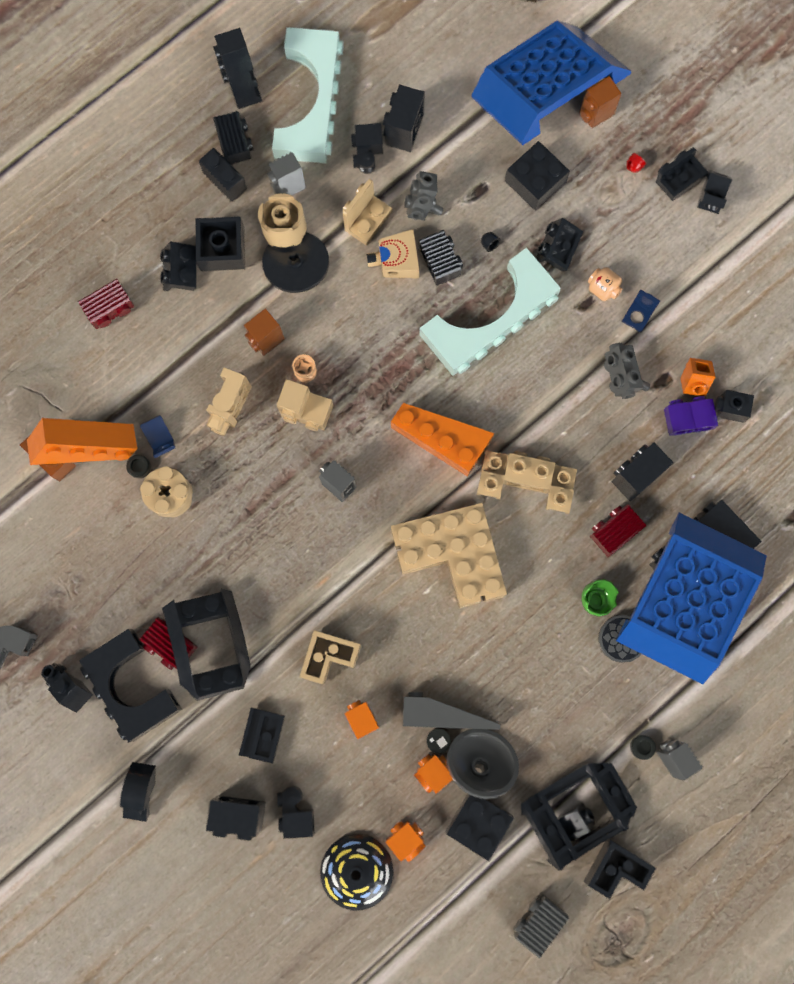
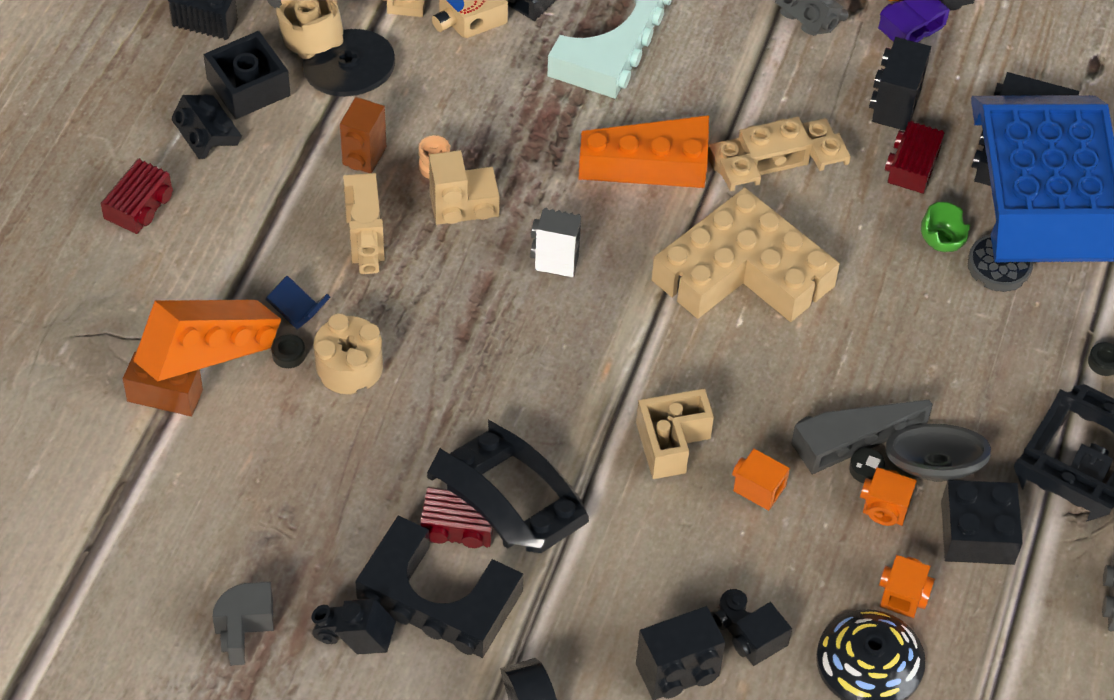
camera: 35 degrees left, 25 degrees down
(262, 735) = (647, 561): black plate -> none

